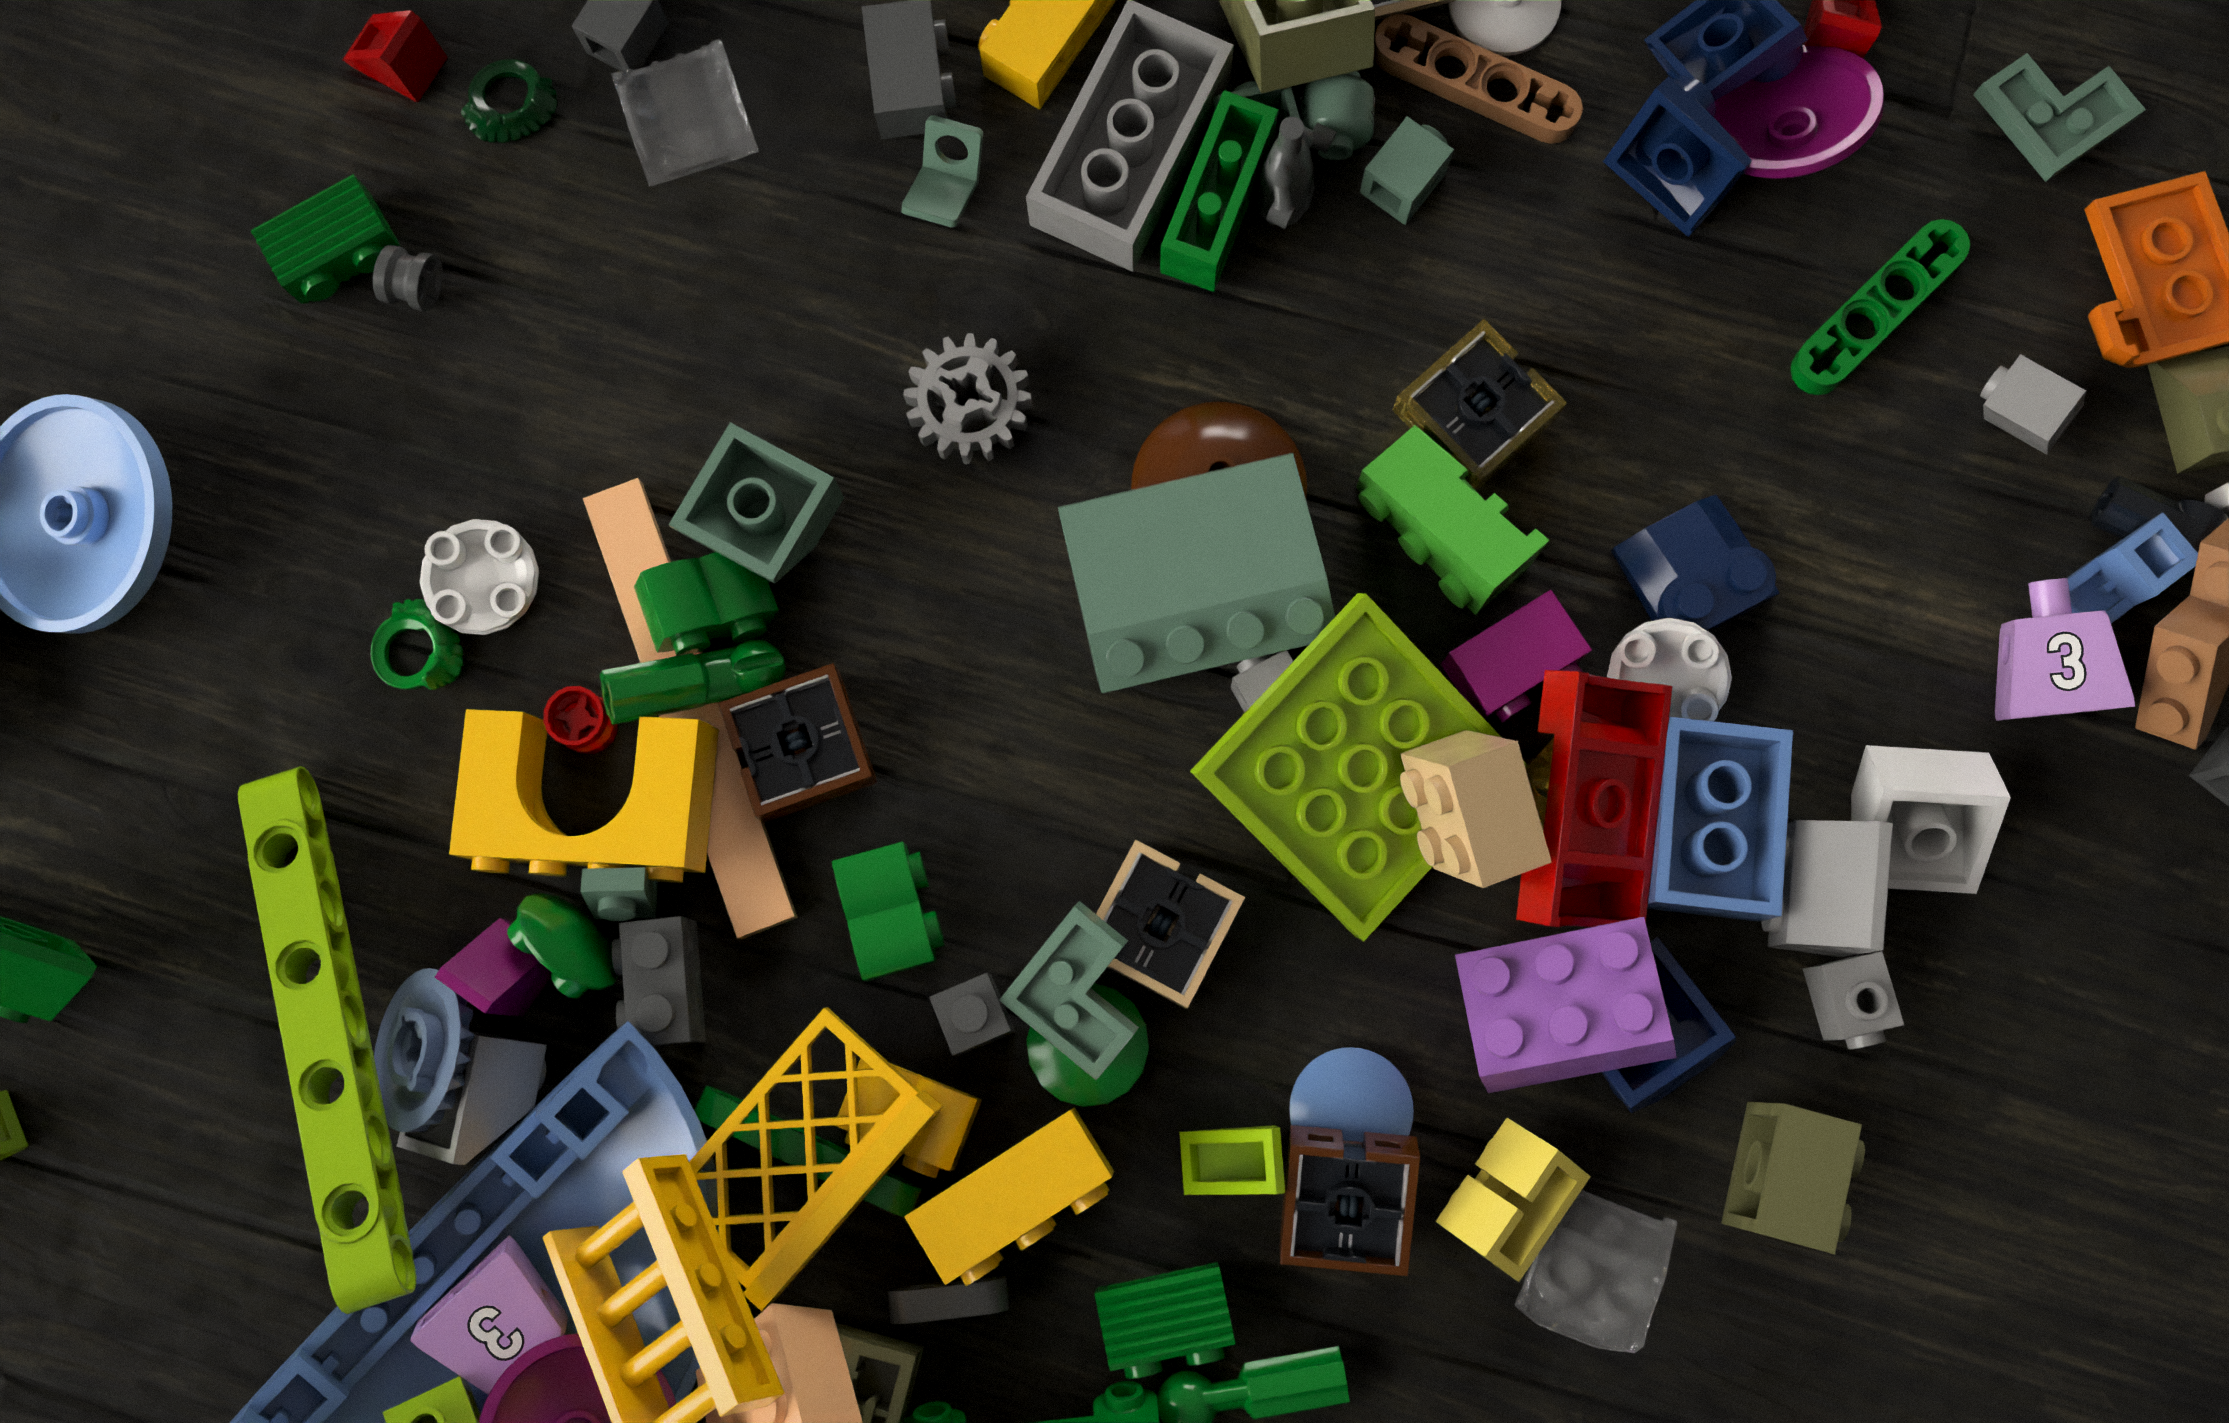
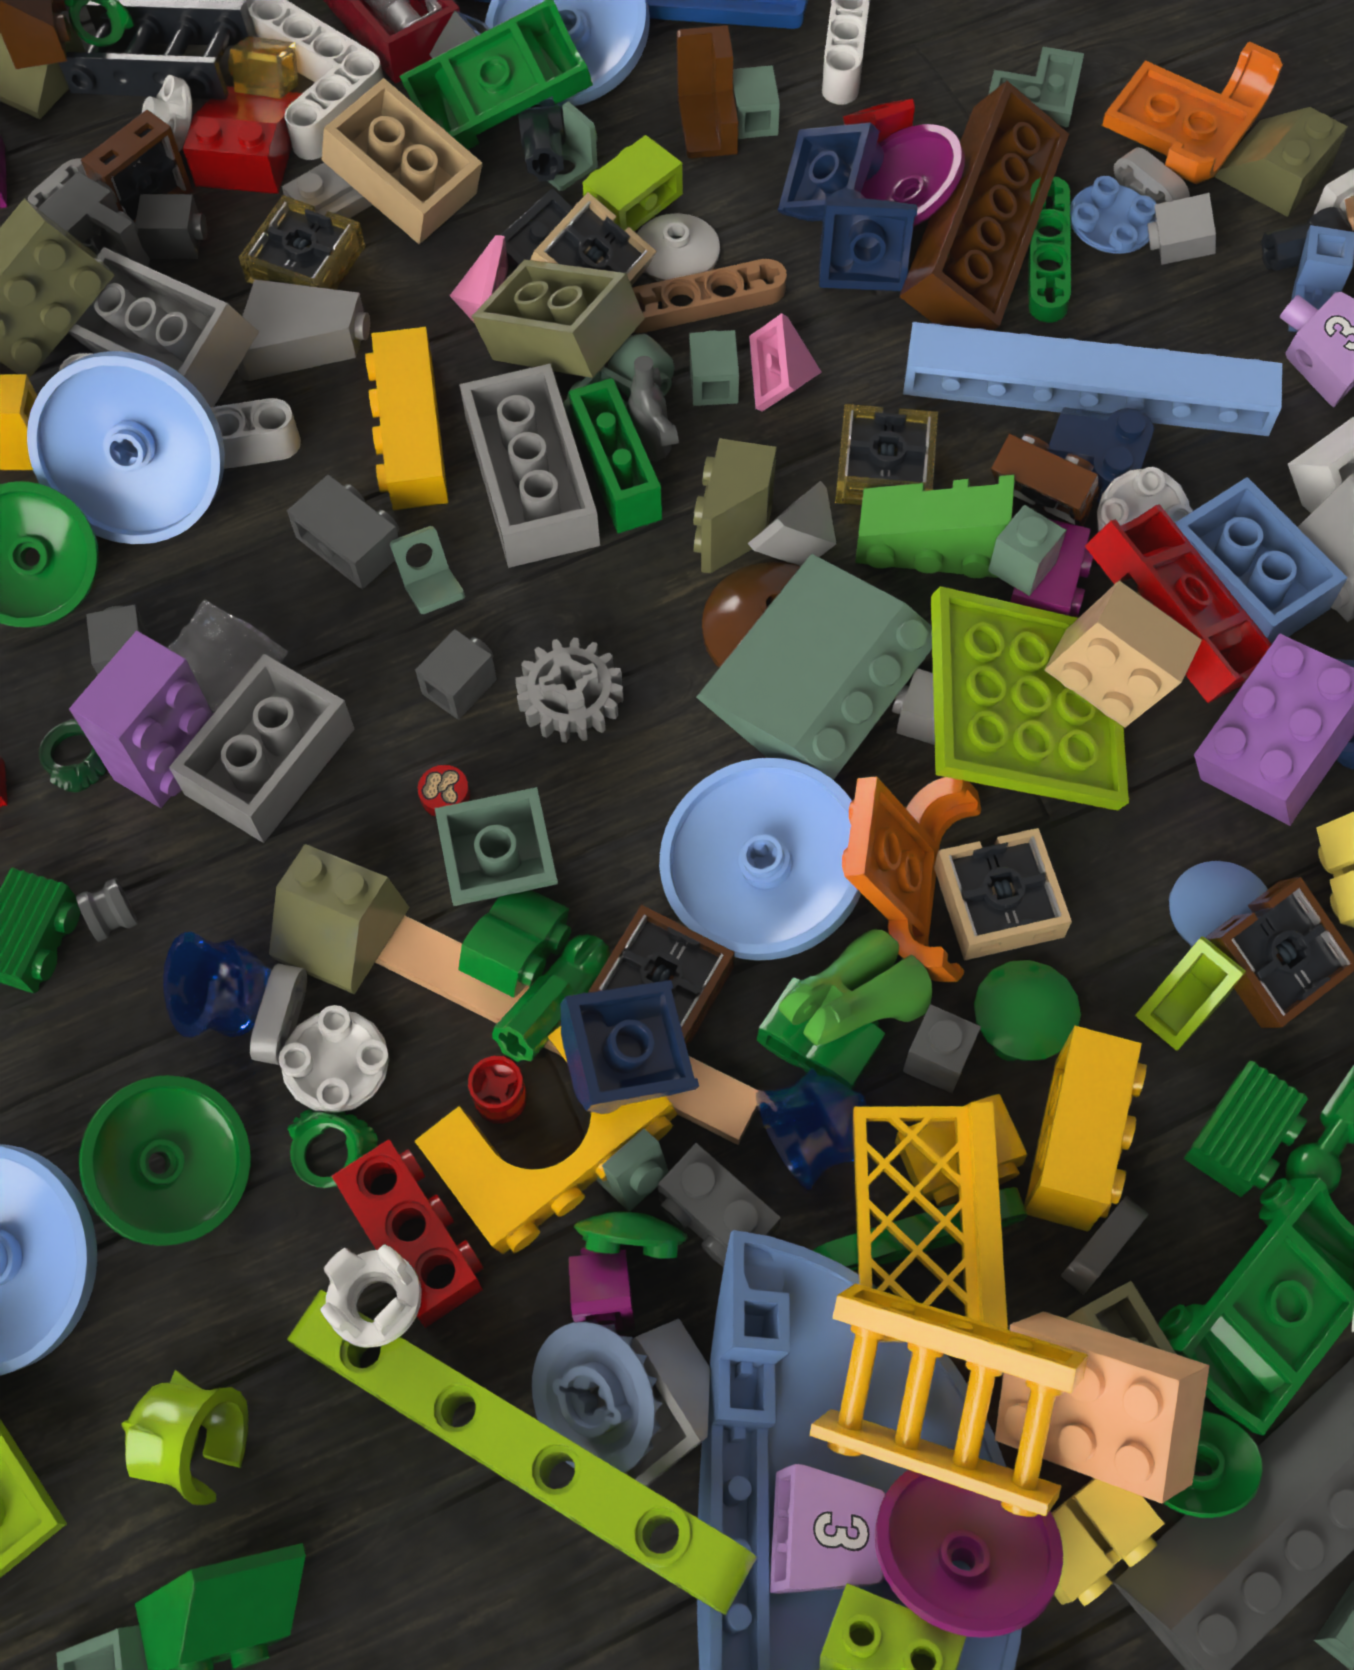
camera: 45 degrees left, 15 degrees down
(90, 781) = (166, 1430): none -> lime helmet
(240, 585) = (202, 1153): none -> green dish
(281, 812) = (351, 1275): none -> white piece
(387, 756) = (385, 1214): none -> red brick
(428, 429) = (212, 986): none -> clear blue helmet
(467, 493) = (278, 1012): none -> light grey beam
(557, 127) = (142, 716): none -> medium lavender brick
(577, 448) = (333, 918): none -> olive slope
(650, 232) = (263, 747): none -> light grey brick
(678, 790) = (625, 1046): none -> dark blue slope
(780, 402) = (442, 787): none -> tile
(800, 981) = (811, 1124): none -> clear blue helmet
(885, 298) = (457, 673): none -> dark grey brick
(974, 936) = (859, 990): none -> bright green piece
(981, 711) = (760, 858): none -> light blue dish
(1057, 996) = (983, 977): sand green plate -> none
(1080, 821) = (895, 856): none -> orange piece
(1279, 338) = (734, 502): none -> olive slope
(1322, 413) = (800, 529): none -> light grey slope
(1480, 218) = (779, 362): none -> bright pink slope
(1492, 624) = (1026, 550): none -> sand green brick
(1595, 564) = (1047, 481): none -> reddish brown piece
(1771, 490) = (1093, 377): none -> light blue brick
(1843, 226) = (985, 227): none -> reddish brown slope
(1979, 324) = (1112, 216): none -> medium blue dish
(2061, 320) = (1149, 177): none -> light grey beam

